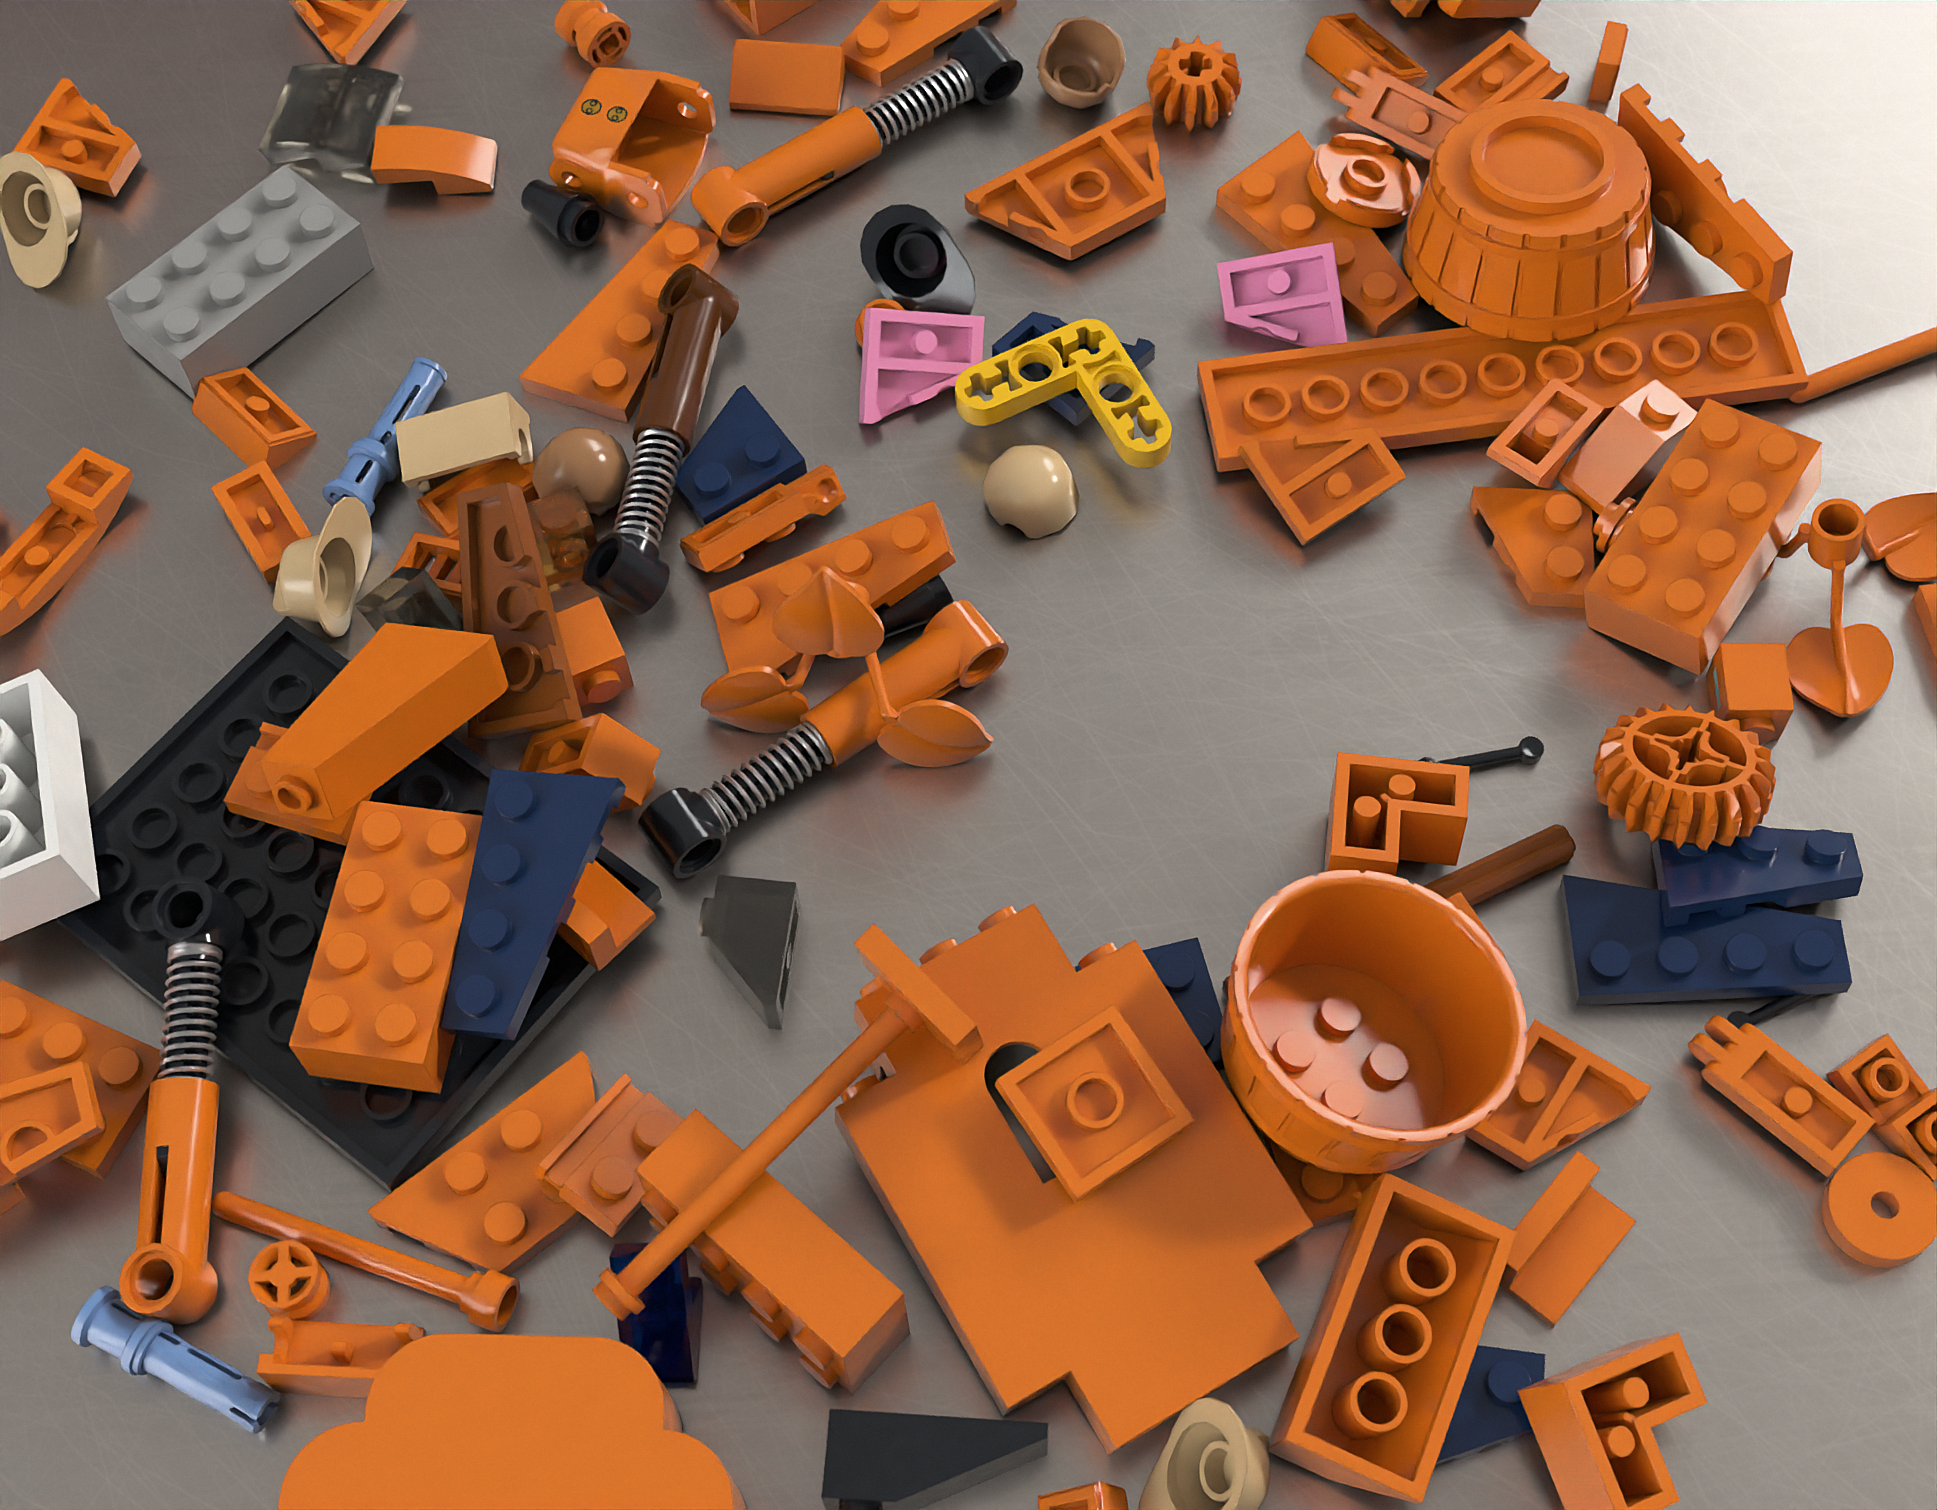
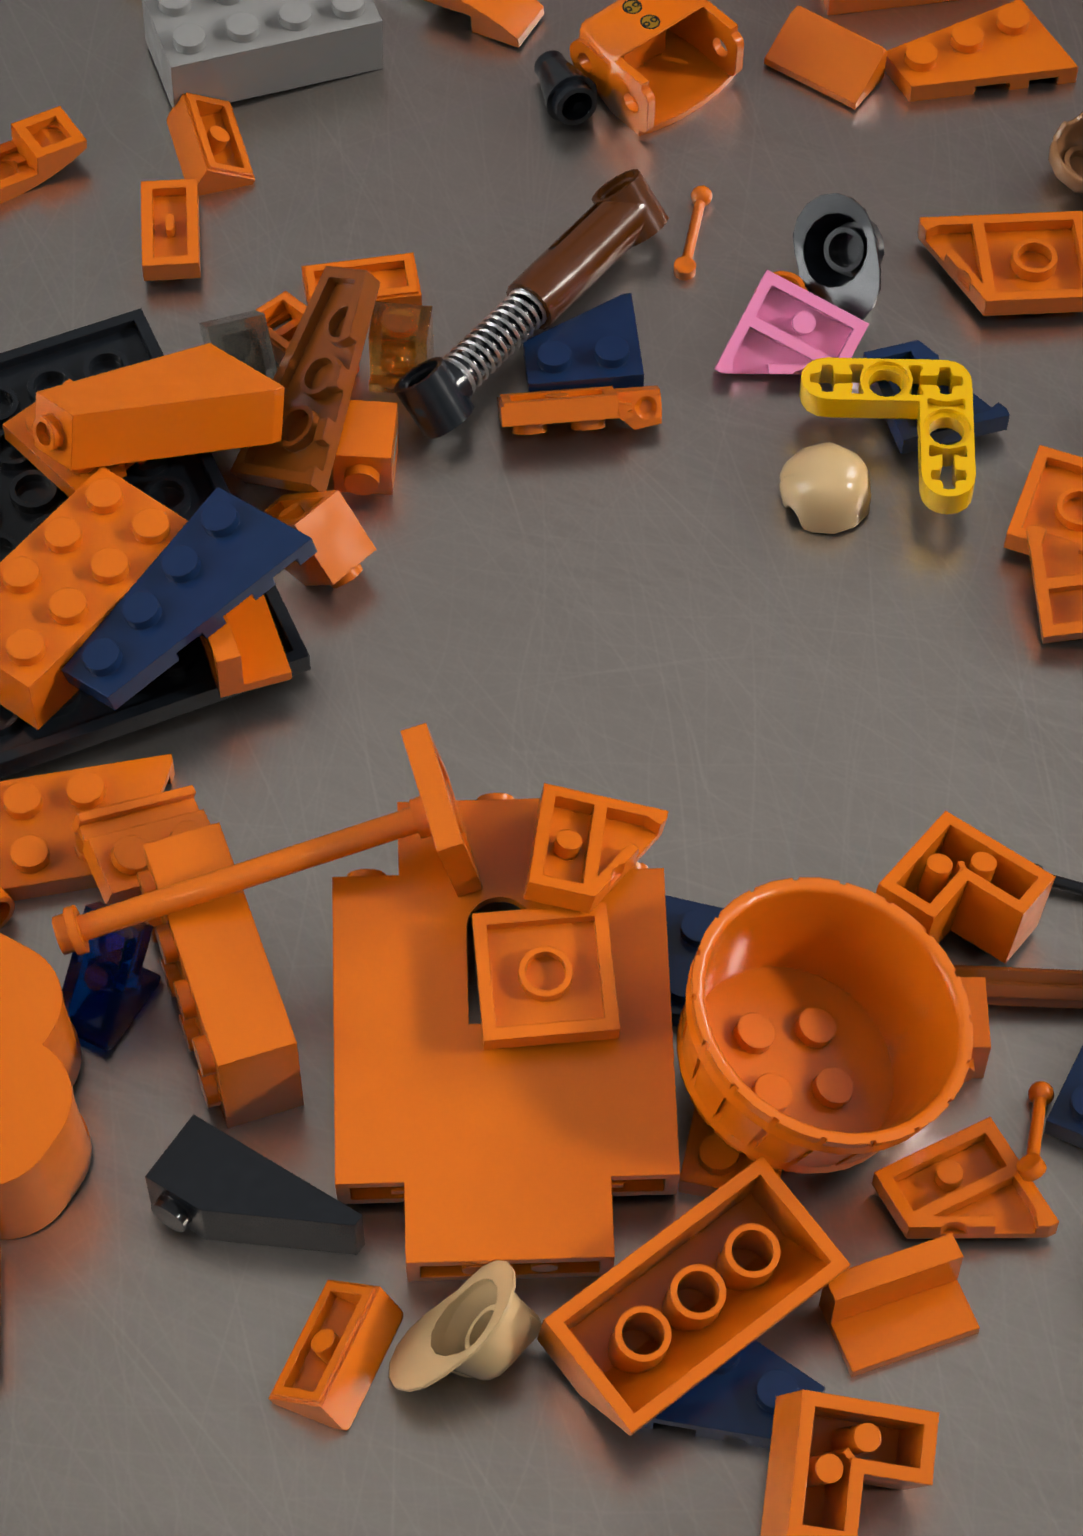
camera: 25 degrees right, 5 degrees down
(325, 571) = (195, 285): tan piece -> none
(377, 454) = (287, 217): medium blue pin -> none
(462, 438) = (367, 230): tan hinge -> none
(583, 460) = (458, 297): medium nougat hair -> none
(610, 345) = (528, 214): orange wing -> none
(742, 199) = (722, 140): piece -> none
(754, 939) = (364, 734): clear smoke slope -> none
(774, 334) = (685, 265): none -> orange hinge
(838, 621) = (550, 485): orange plant -> none
(883, 558) = (590, 487): orange wing -> none
(915, 608) = (661, 529): black cone -> none
(953, 651) = (672, 585): piece -> none
(1060, 959) = (586, 846): none -> orange wing
(1601, 1047) = (1032, 1165): none -> orange hinge

